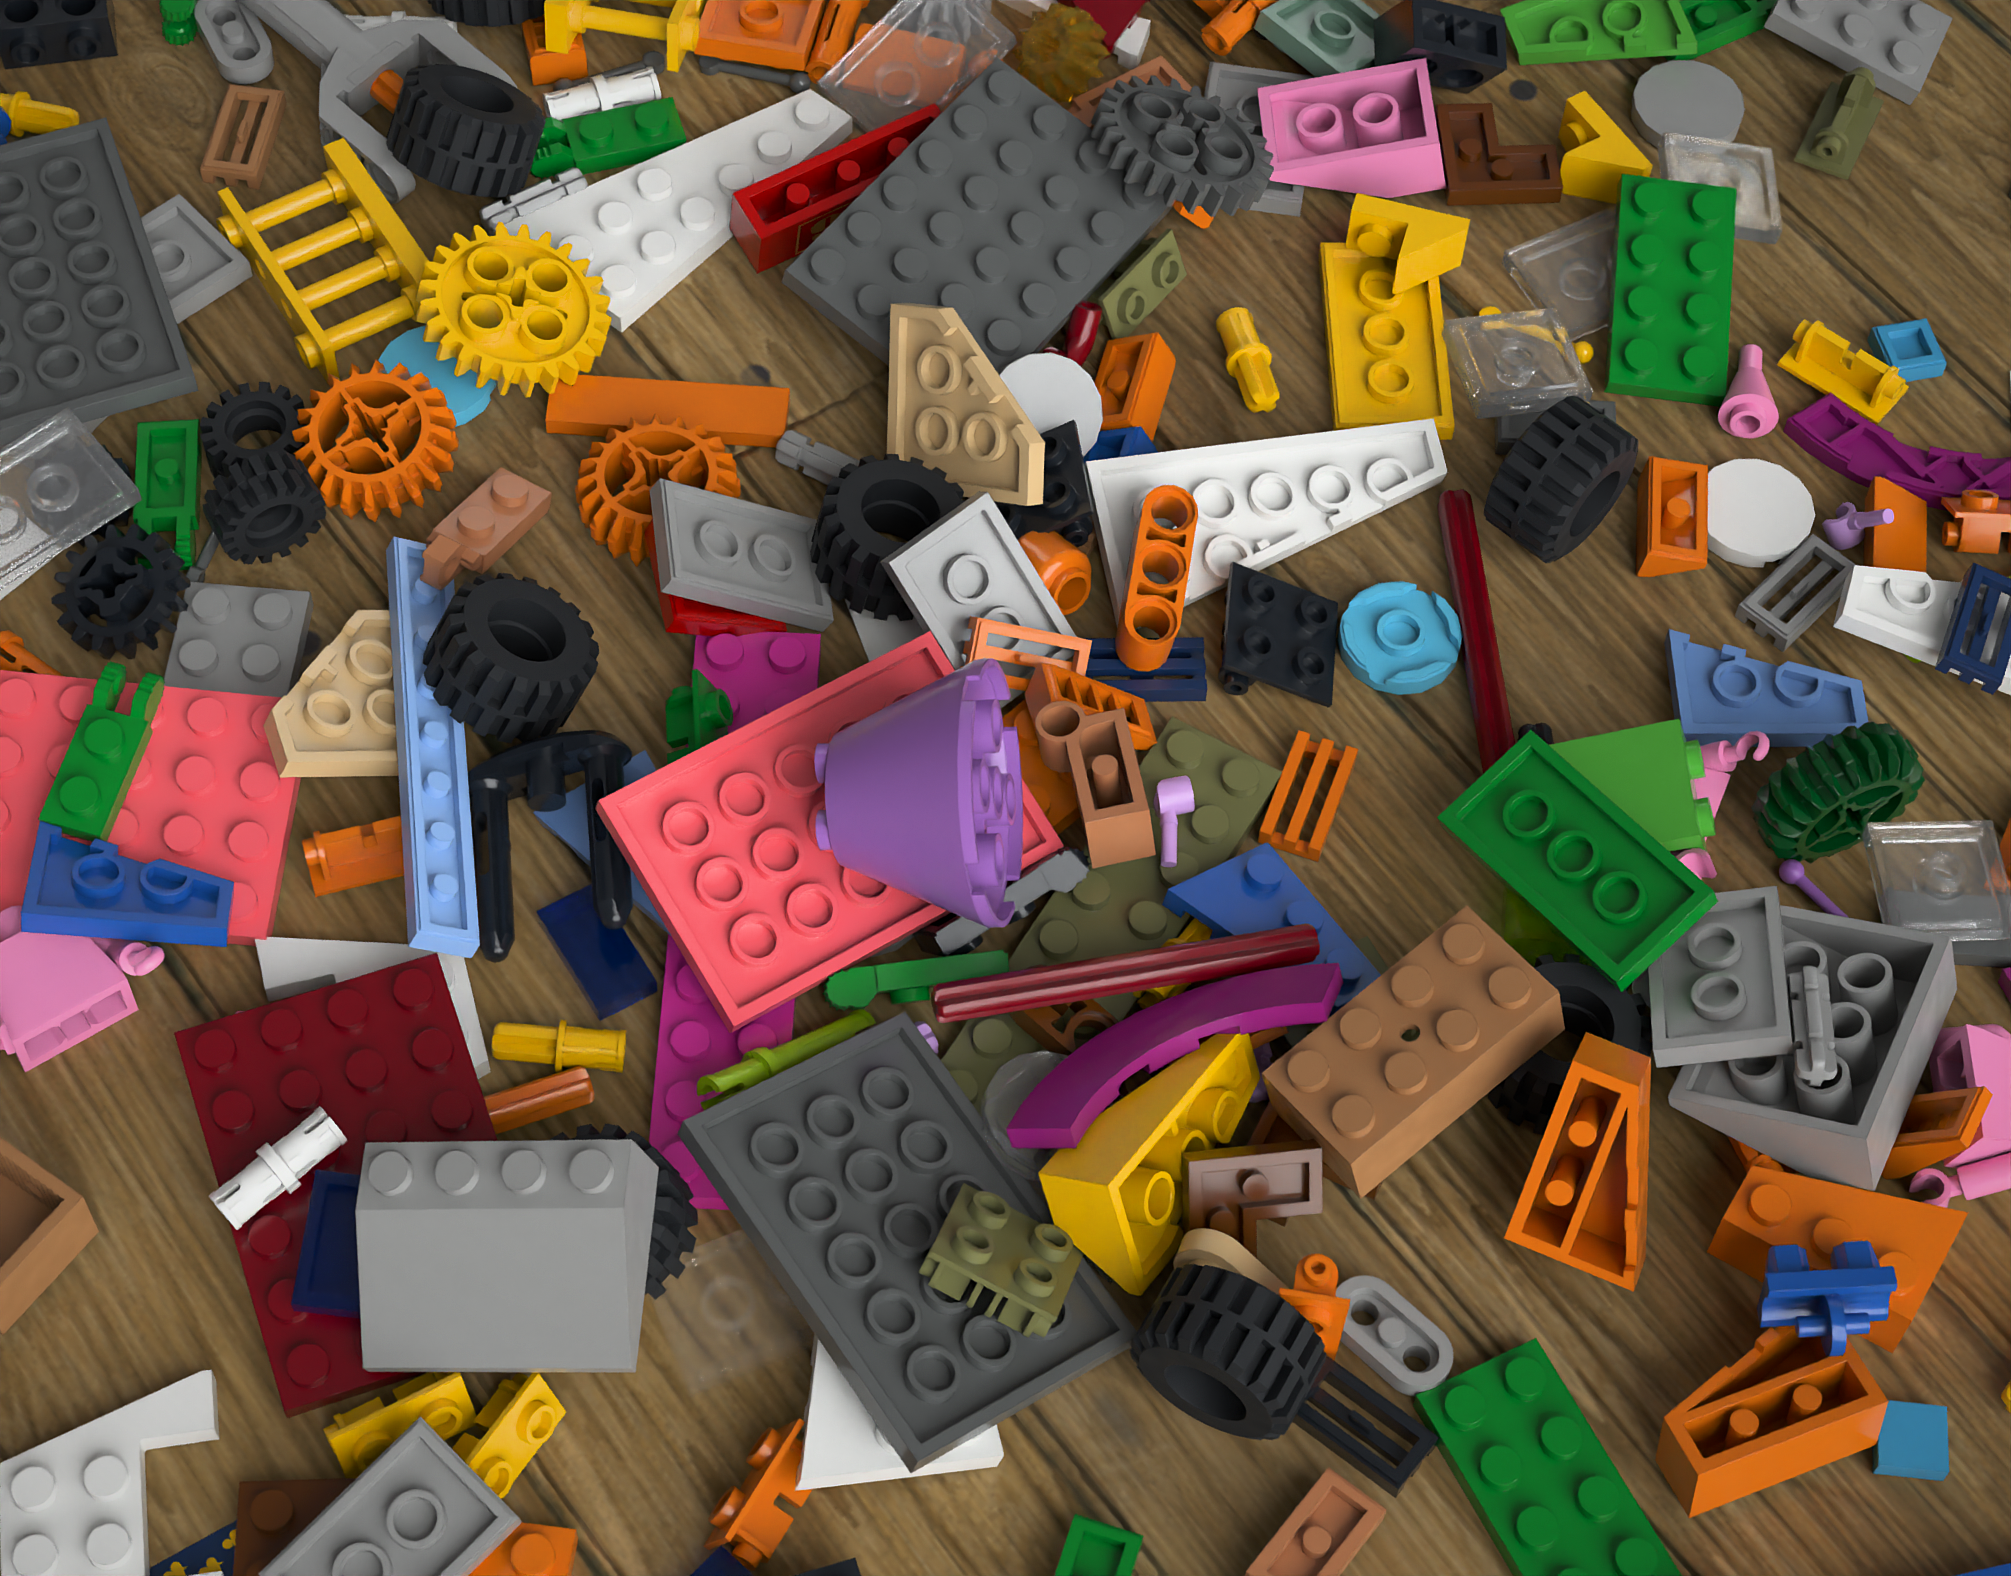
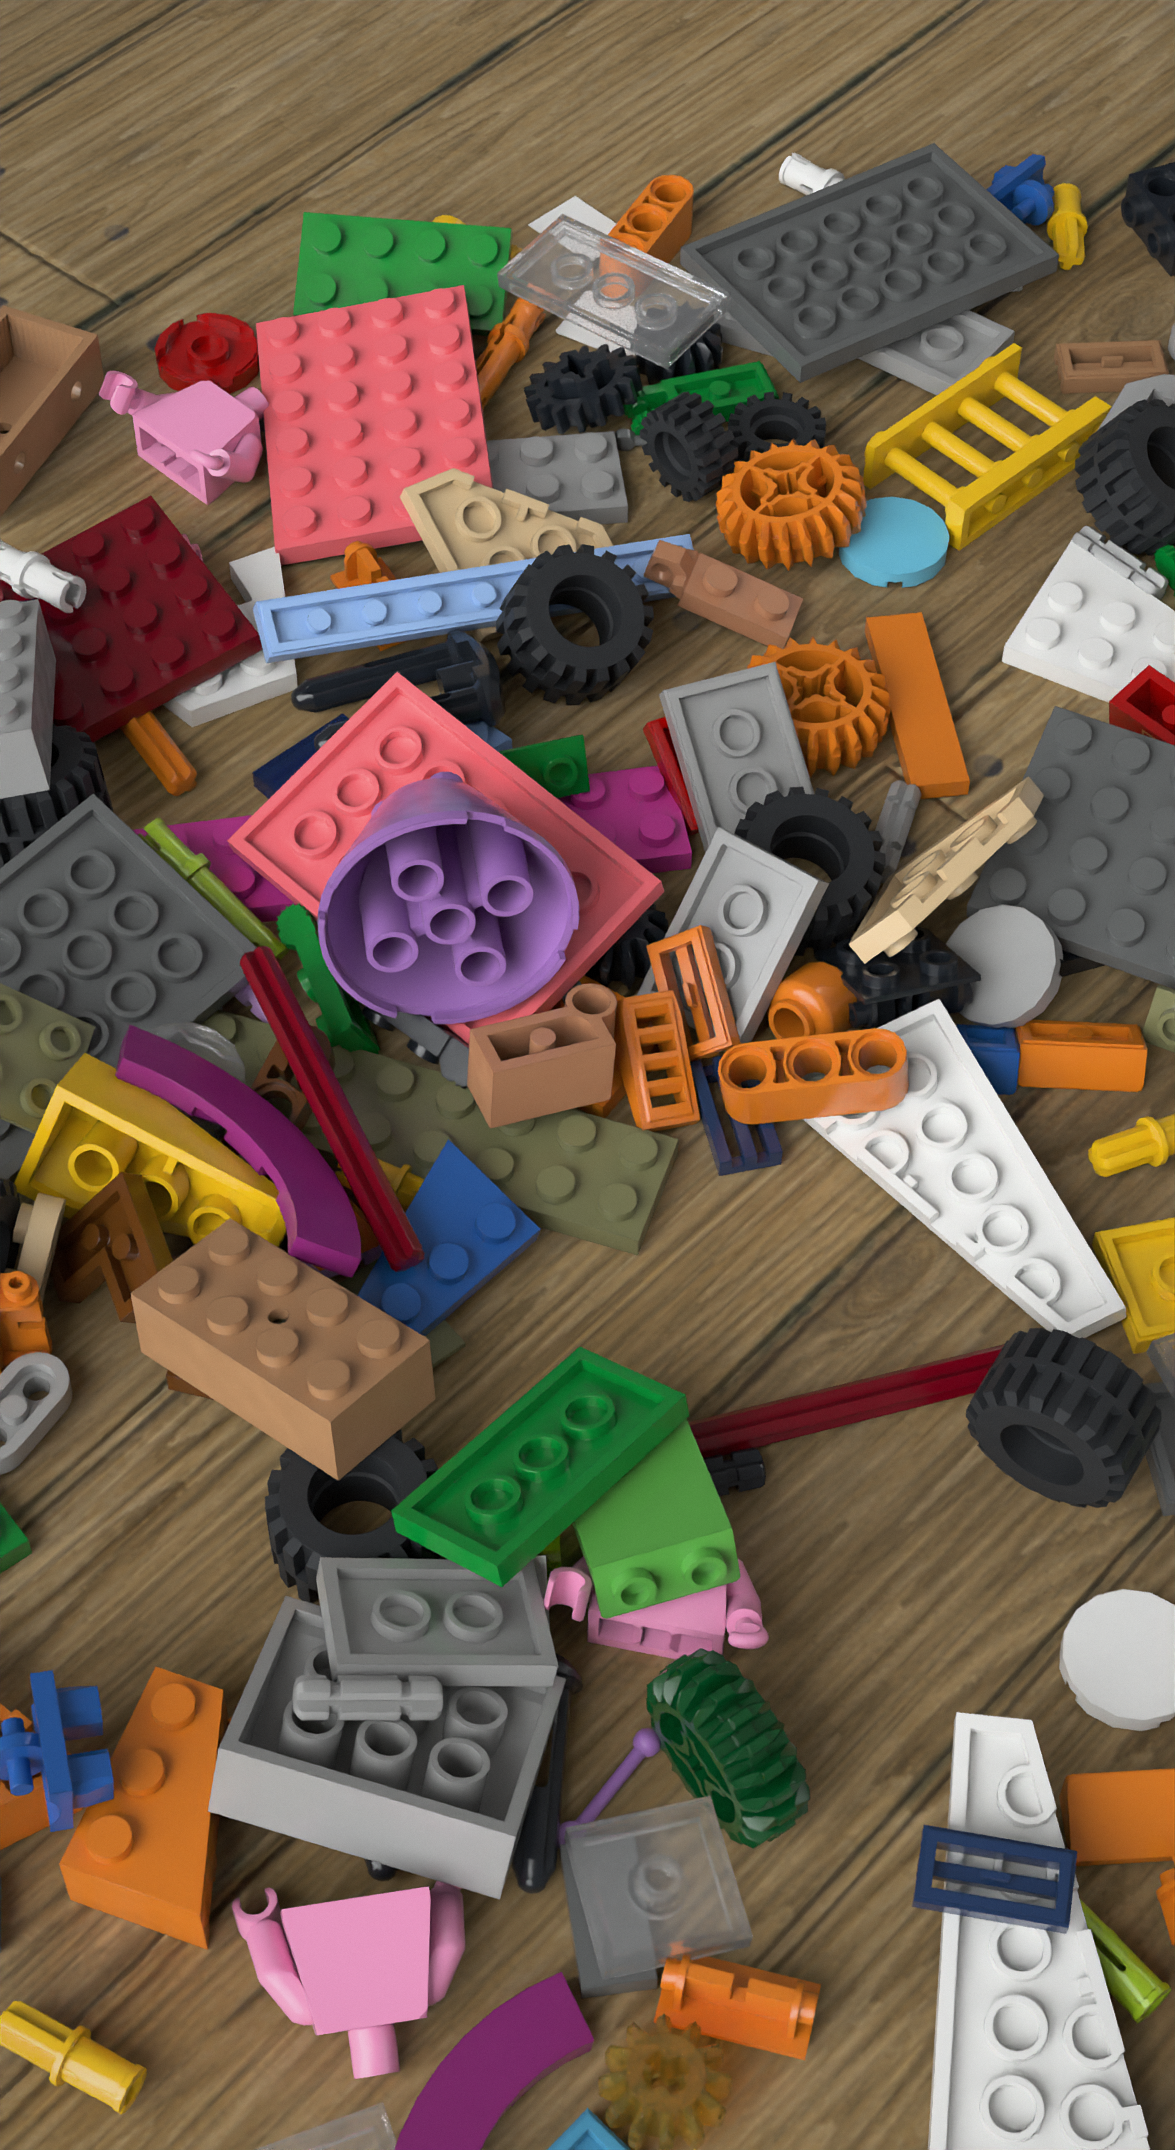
camera: 80 degrees right, 5 degrees down
(103, 757) = (400, 396): green hinge -> none
(110, 896) = (271, 436): blue wing -> none
(531, 304) = (1012, 548): yellow gear -> none
(560, 1045) = (212, 757): yellow axle -> none
(1080, 332) = (1110, 996): dark red arm -> none
(1172, 798) = (557, 1131): lavender hand -> none
(1277, 637) = (803, 1213): black hinge -> none
(1322, 755) = (625, 1264): orange tile -> none
(1399, 638) = (844, 1328): medium azure tile -> none
(1591, 1168) = (188, 1532): orange wedge -> none
(1671, 517) = (1085, 1564): orange slope -> none
(1729, 695) = (859, 1679): medium blue wing -> none
(1771, 620) = (1052, 1699): light grey tile -> none
(1848, 528) = (1138, 1755): lavender hand -> none
(1936, 1129) = (305, 1869): orange slope -> none

